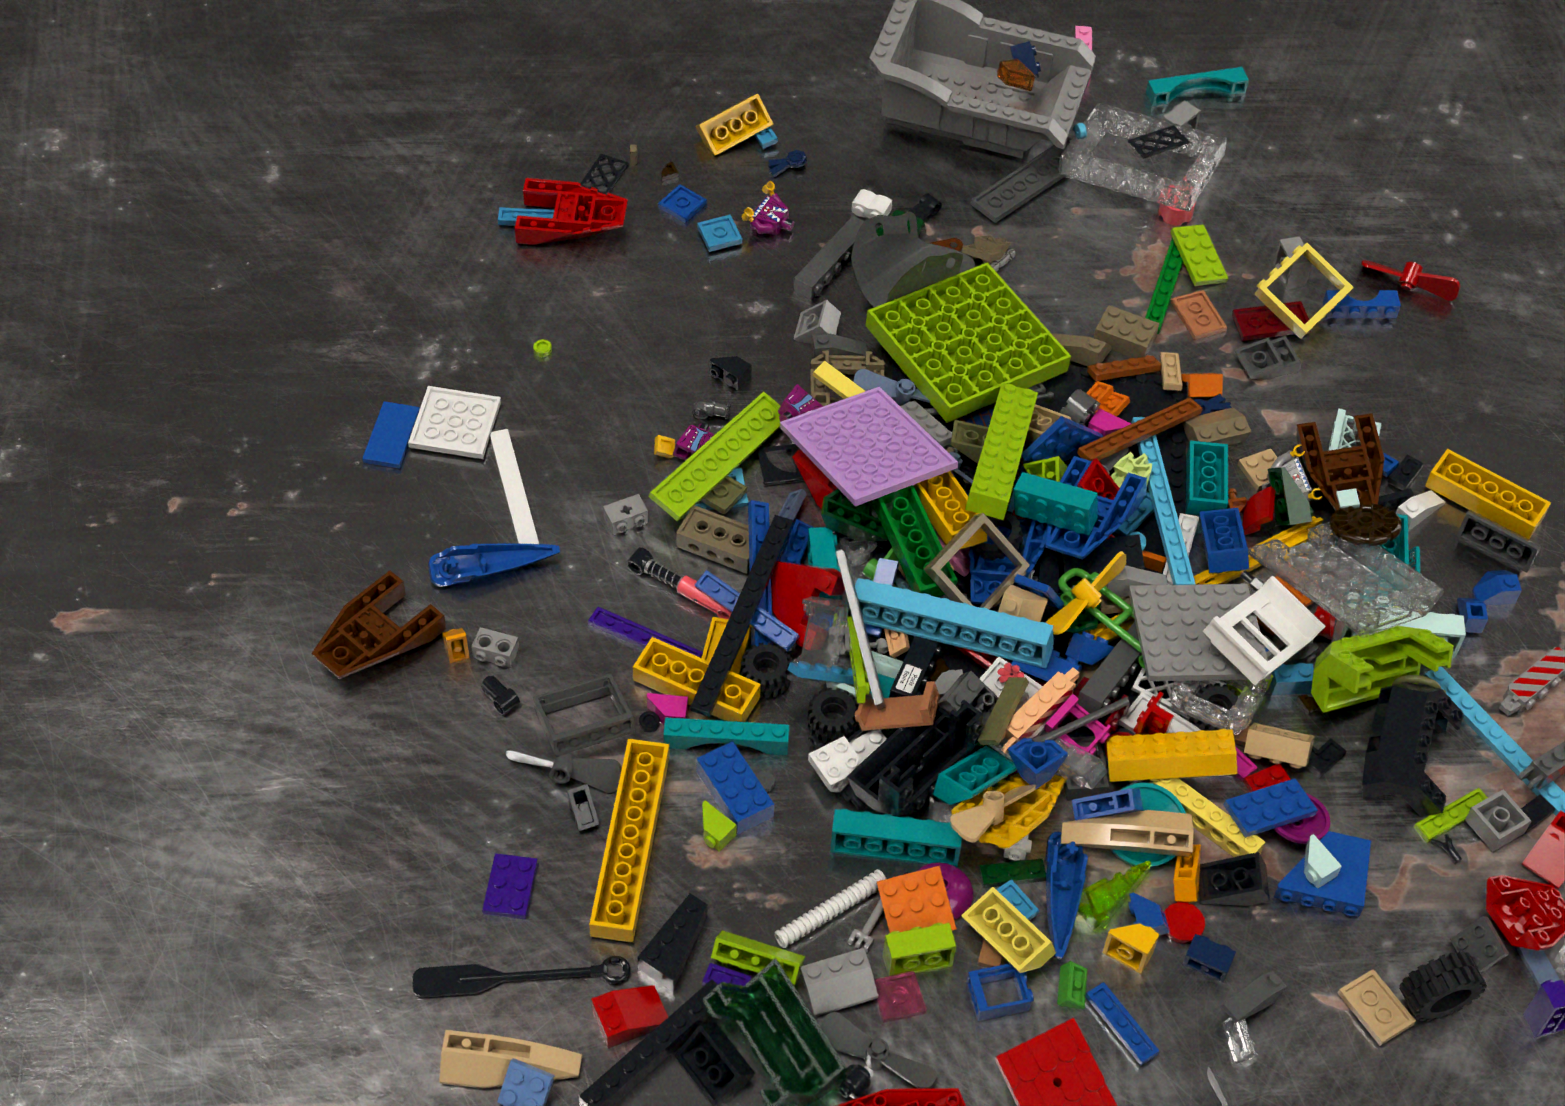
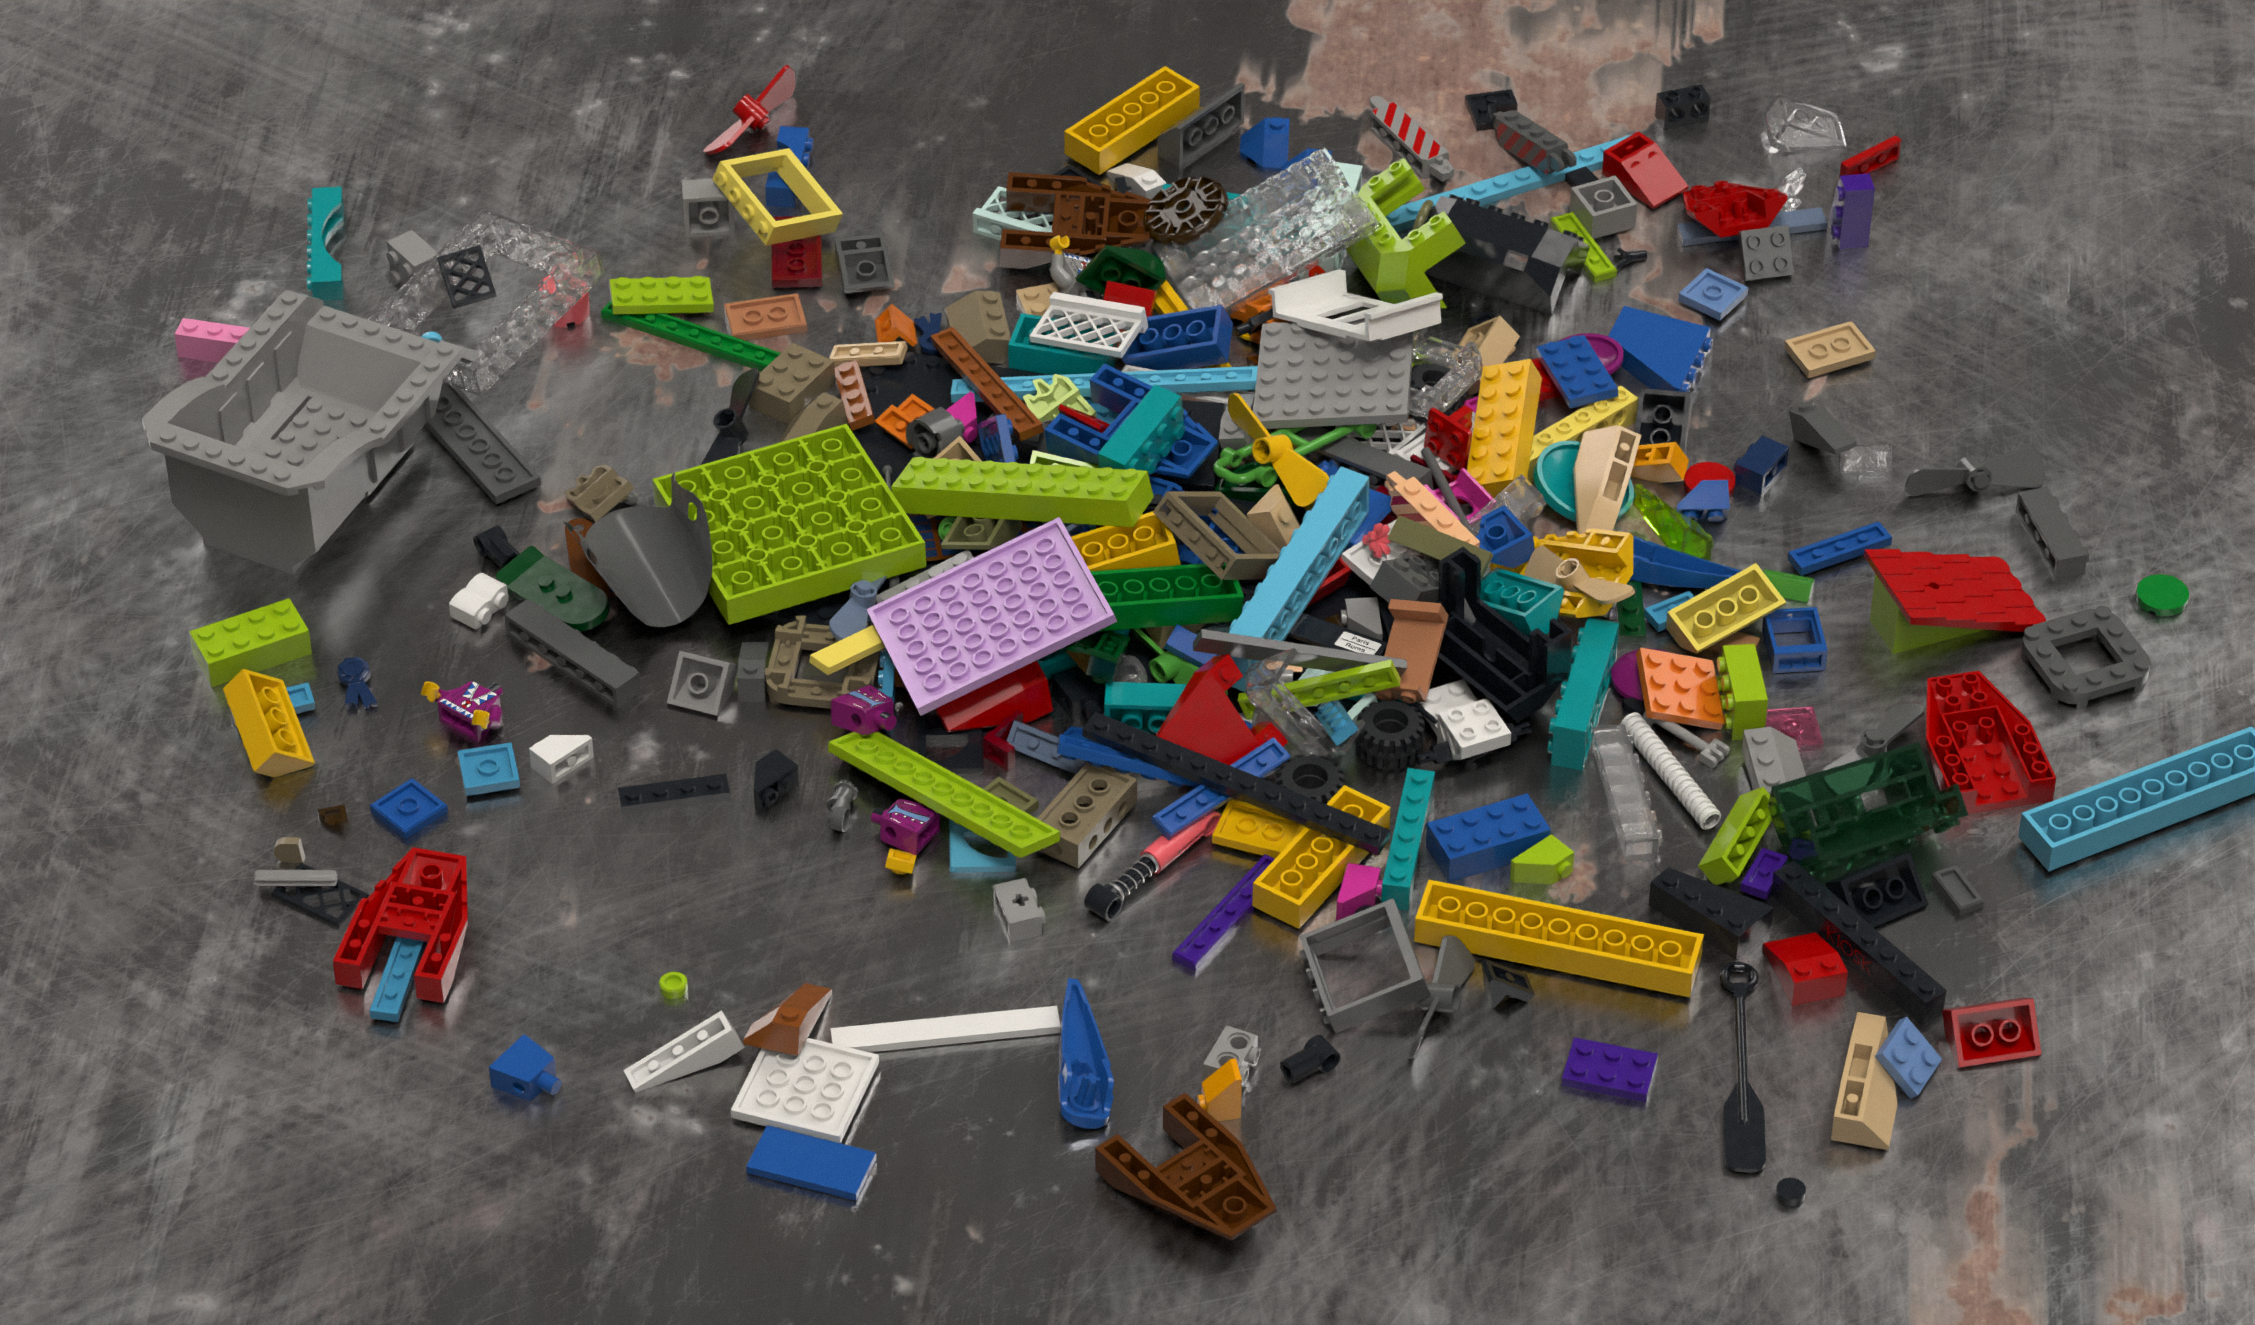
camera: 80 degrees left, 10 degrees down
(392, 1015) = (1790, 1191): none -> black tile
(457, 285) = (525, 1070): none -> blue torso
(477, 360) = (690, 1052): none -> white slope
(505, 404) = (790, 1021): none -> dark orange wedge
(609, 159) = (295, 878): none -> light grey axle
(715, 326) = (674, 794): none -> black plate
(734, 263) = (560, 755): none -> white slope
(788, 484) = (996, 746): none -> dark red bracket
(800, 877) = (1625, 792): none -> clear brick
(810, 108) = (250, 642): none -> lime brick
(1015, 74) = (342, 362): clear orange slope -> none
(1026, 54) = (305, 356): dark blue brick -> none
(1039, 589) = (1258, 490): blue tile -> none
(1064, 305) = (729, 420): none -> black piece
(1107, 804) = (1567, 492): blue slope -> none
(1131, 945) = (1751, 514): yellow slope -> none
(1229, 488) = (1090, 314): none -> white fence
(1319, 863) = (1656, 344): light aqua slope -> none
(1348, 498) = (1137, 222): light aqua tile -> none
(1420, 913) = (1713, 294): none -> medium blue plate
(1442, 986) = (1826, 278): black tyre -> none

